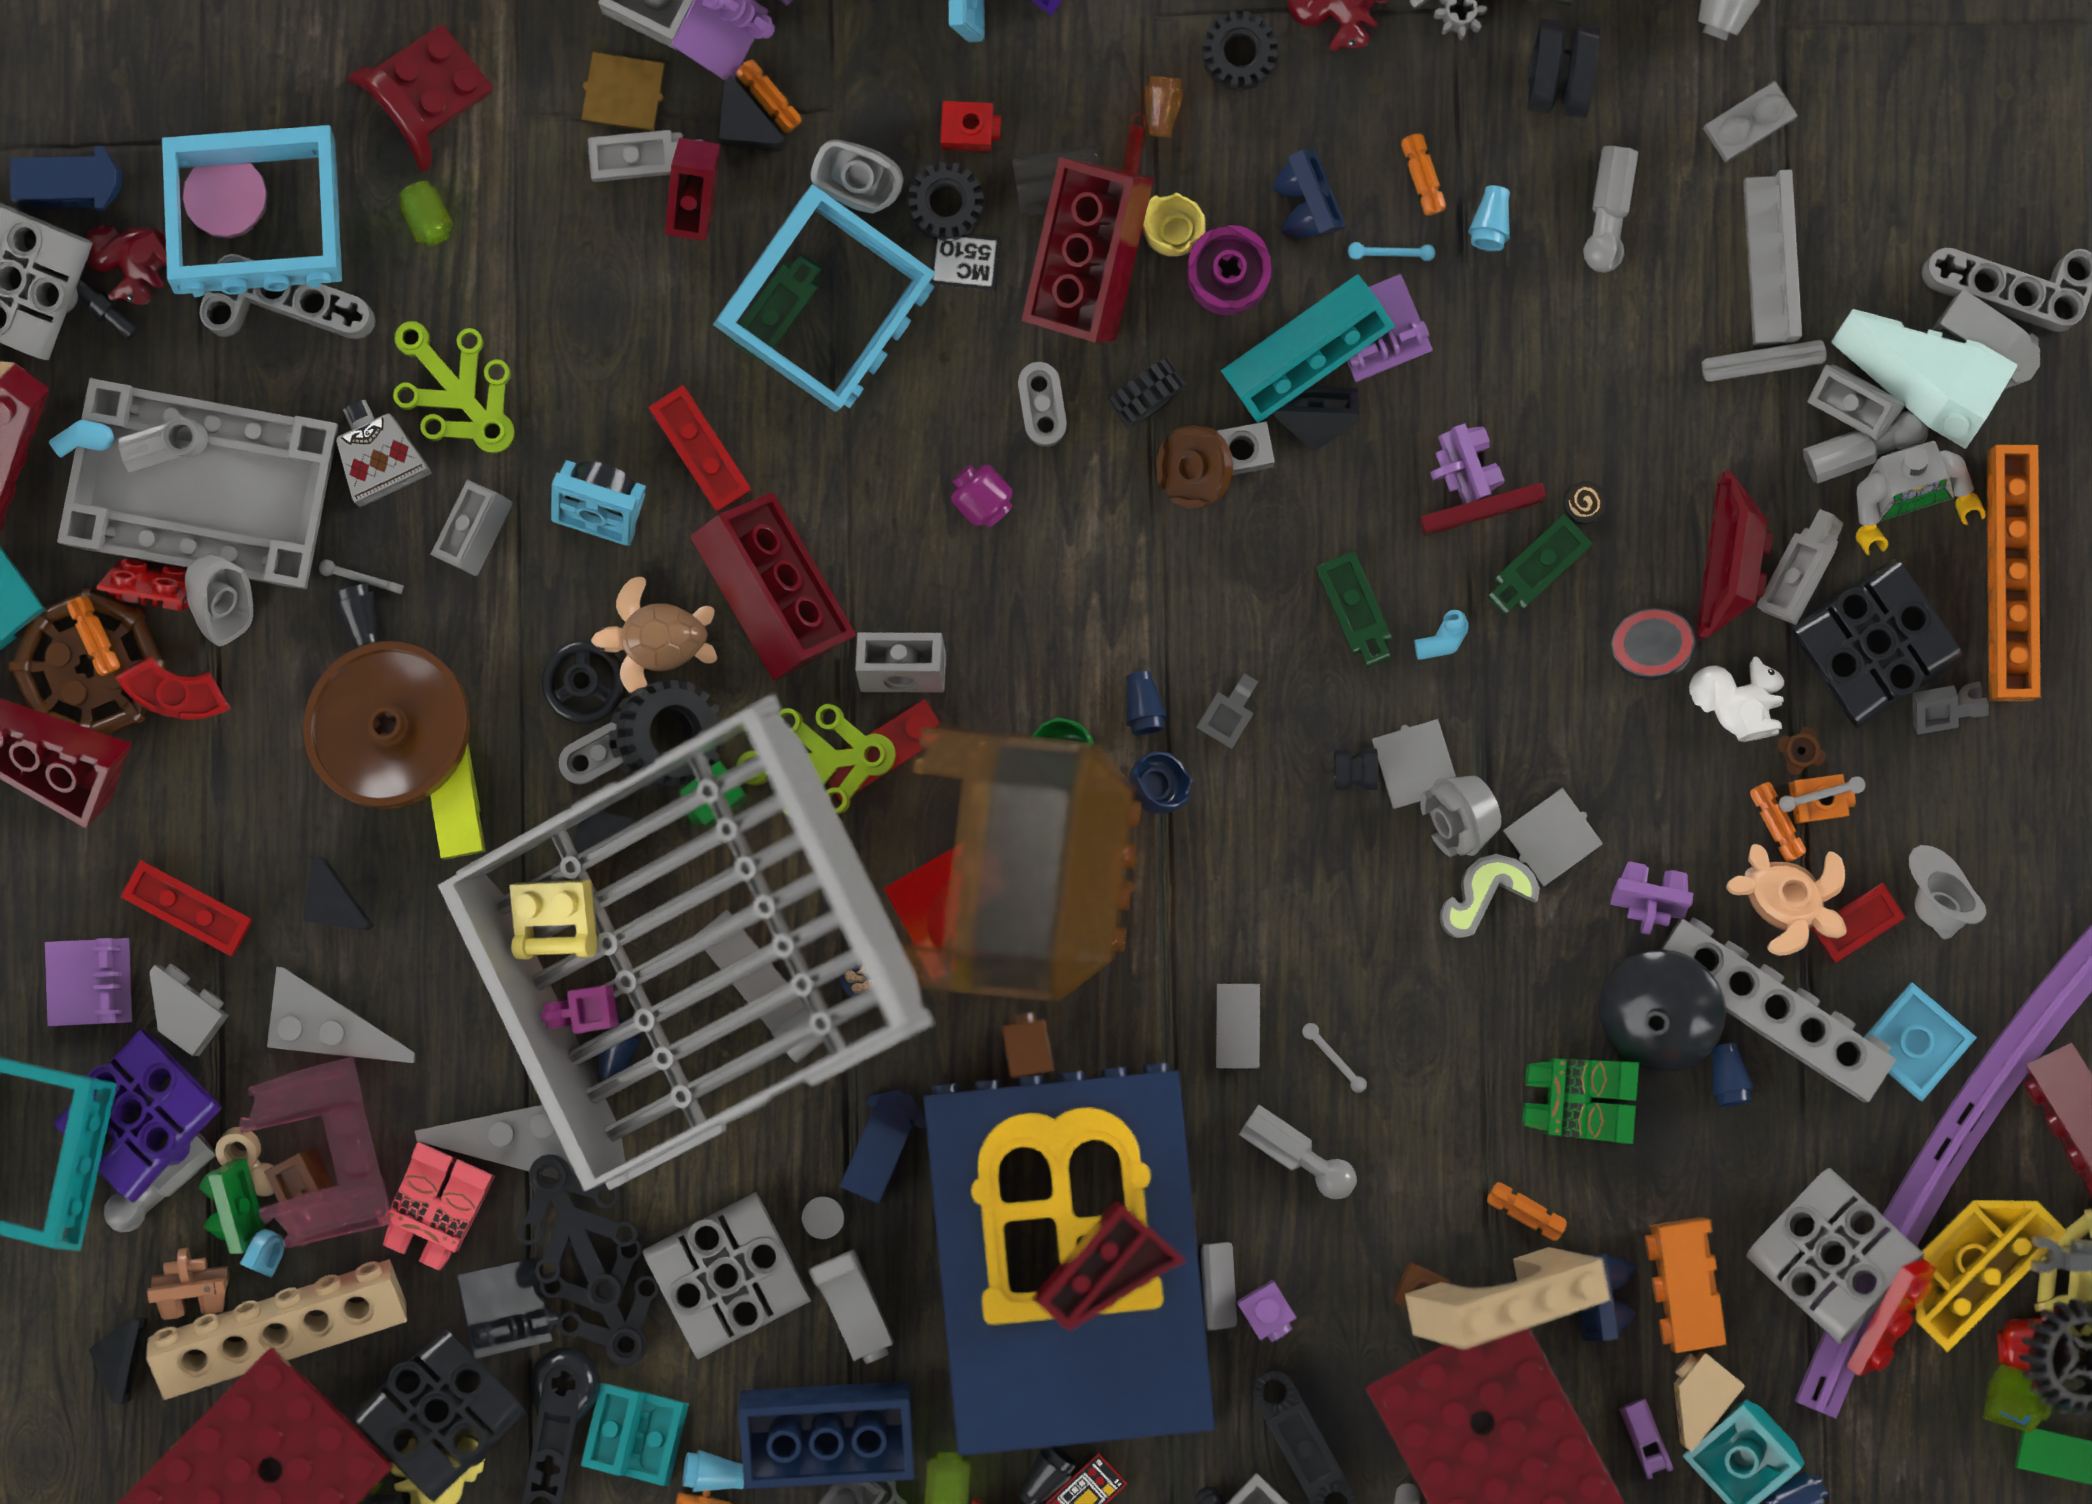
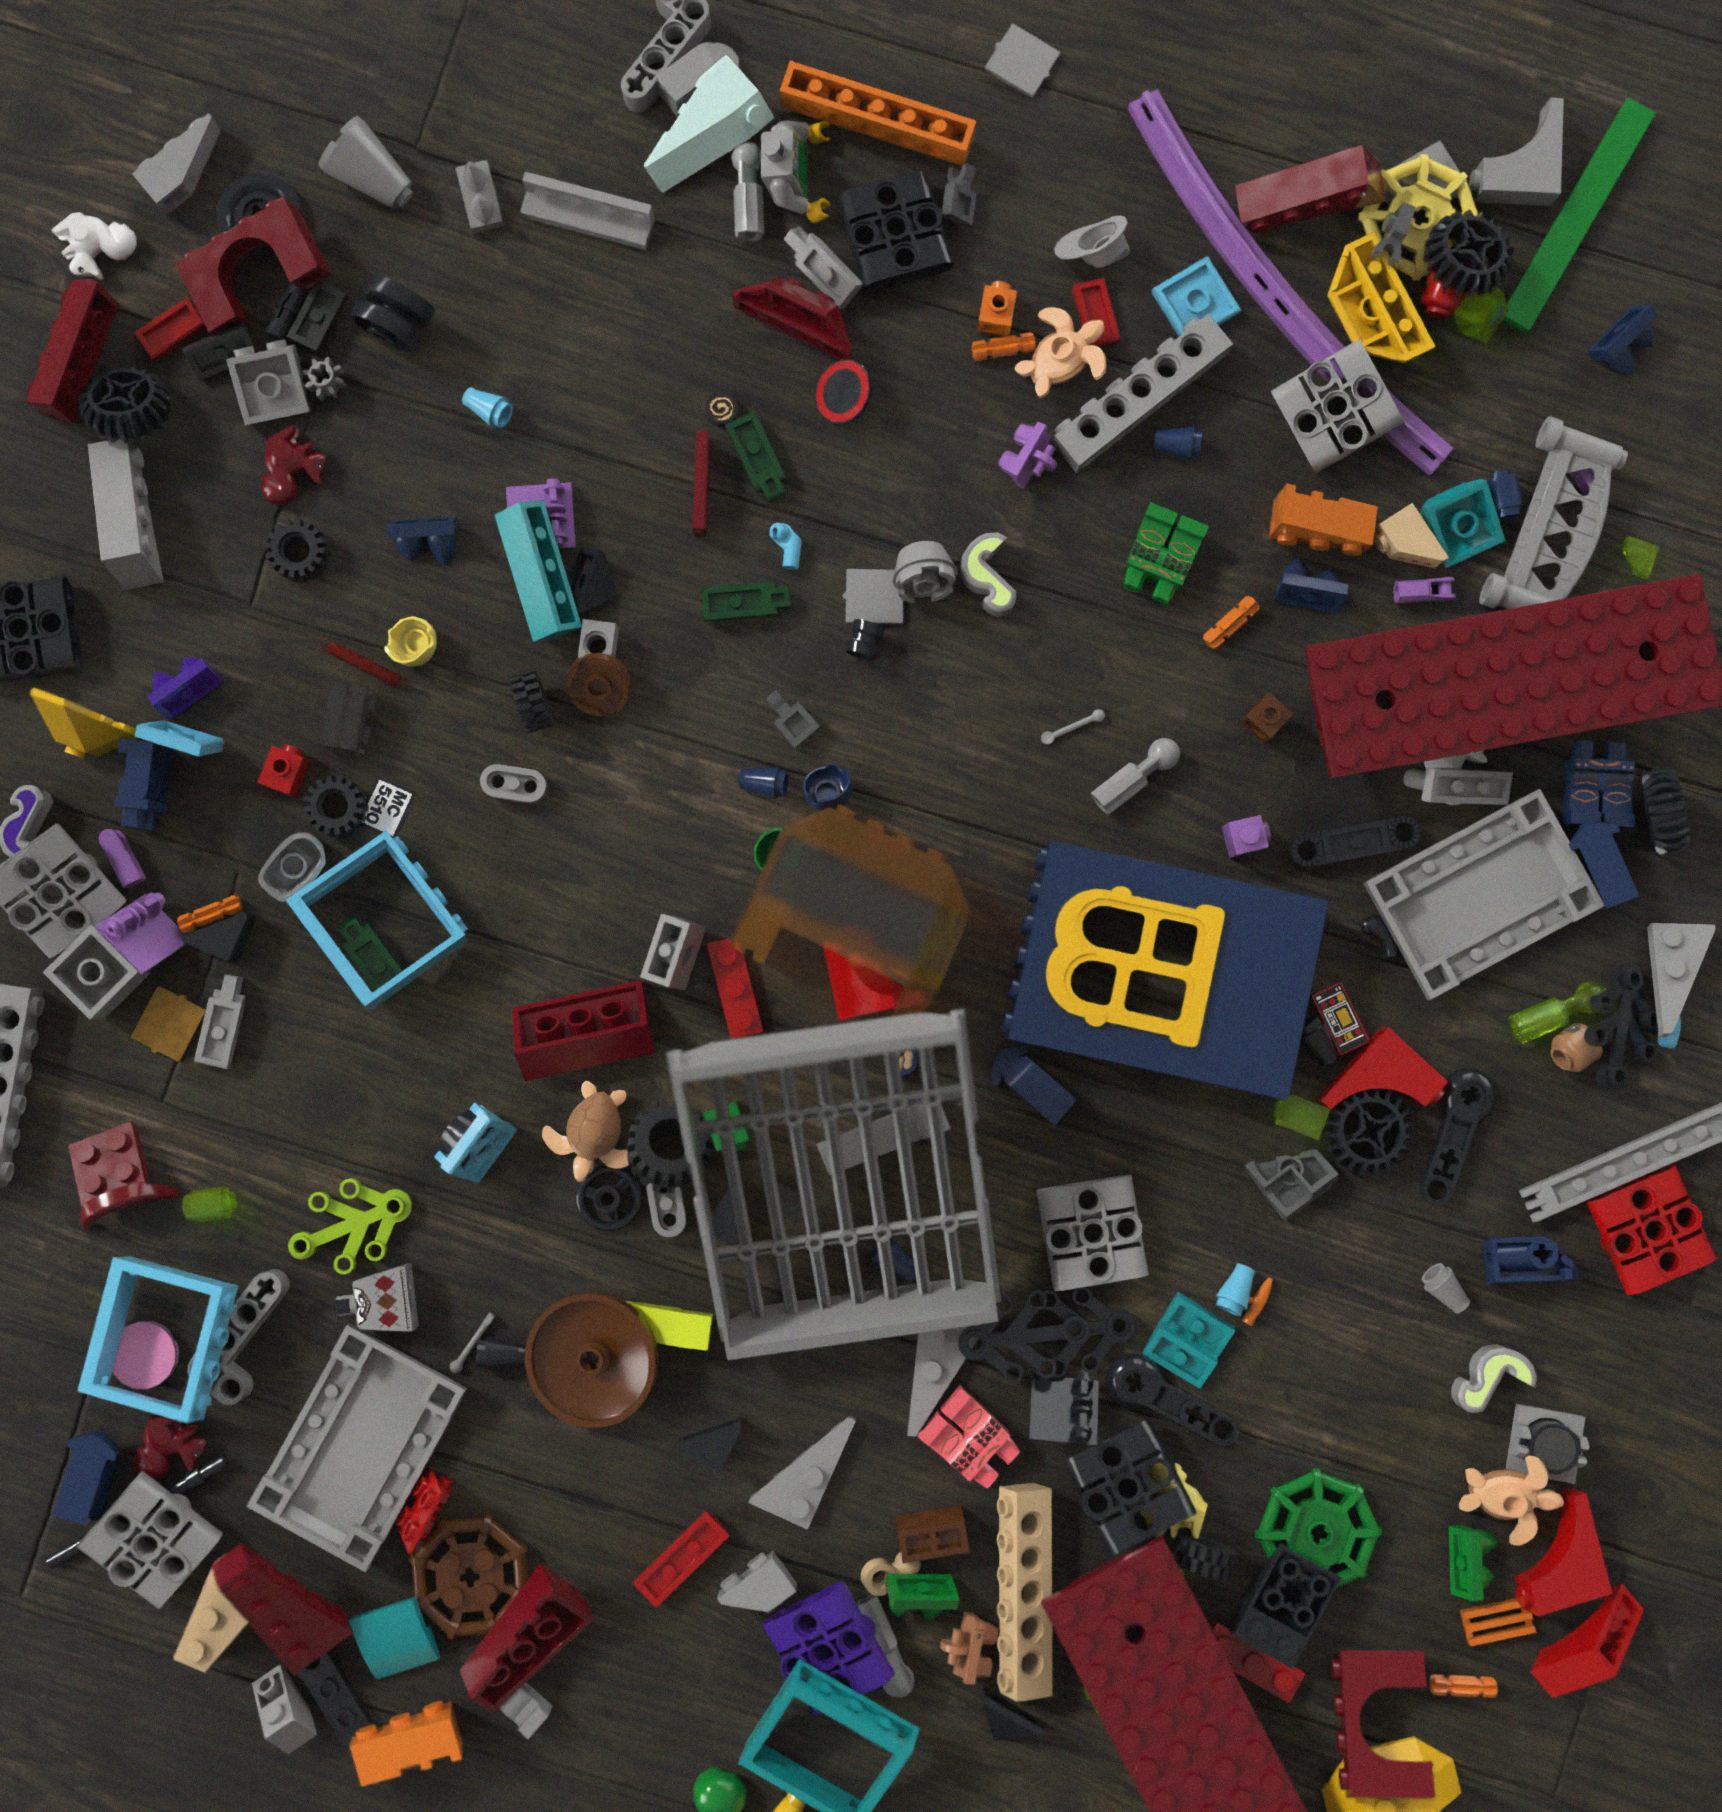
camera: 80 degrees left, 0 degrees up
(83, 434) = (288, 1526): medium azure arm -> none
(88, 982) = (713, 1652): medium lavender hinge -> none
(93, 635) = (447, 1566): orange axle -> none
(159, 445) = (317, 1468): light grey piece -> none
(171, 693) = (512, 1519): red tile -> none
(219, 598) = (451, 1458): light grey piece -> none
(264, 1252) = (963, 1581): medium azure tile -> none
(360, 1196) = (944, 1494): clear pink wedge -> none
(472, 528) = (463, 1245): light grey slope -> none
(553, 904) = (771, 1276): light yellow plate -> none
(587, 1009) = (858, 1276): magenta plate -> none
(692, 189) = (259, 993): dark red brick -> none
(700, 449) = (461, 1052): red plate -> none
(823, 1217) = (1071, 1145): light grey tile -> none
(826, 1435) = (1236, 1195): dark blue slope -> none
(828, 759) = (728, 1029): lime plant -> none
(853, 1306) = (1145, 1143): light grey arch -> none
(981, 495) = (567, 851): magenta head -> none
(1027, 1045) = (995, 948): reddish brown arch -> none
(1087, 250) = (407, 710): dark red slope -> none
(1105, 1267) = (1185, 942): dark red wedge -> none
(1162, 102) = (317, 620): clear orange cone -> none
(1218, 1285) = (1214, 865): light grey slope -> none
(1222, 247) = (469, 594): magenta brick -> none
(1238, 1026) = (1027, 789): light grey slope -> none
(1357, 251) = (478, 514): medium azure hinge -> none
(1423, 174) = (437, 446): orange axle -> none
(1461, 464) = (664, 487): medium lavender hips -> none
(1547, 1287) = (1300, 621): tan arch -> none
(1552, 837) = (961, 513): light grey piece -> none
(1611, 203) = (505, 315): light grey piece -> none
(1665, 986) = (1098, 470): black dish -> none
(1742, 708) = (911, 346): white animal -> none
(1764, 360) = (660, 244): light grey axle -> none
(1812, 756) = (958, 303): reddish brown plate -> none
(1854, 785) = (996, 277): light grey hinge -> none
(1855, 401) = (713, 186): light grey slope -> none
(1892, 1317) = (1398, 377): red plate -> none

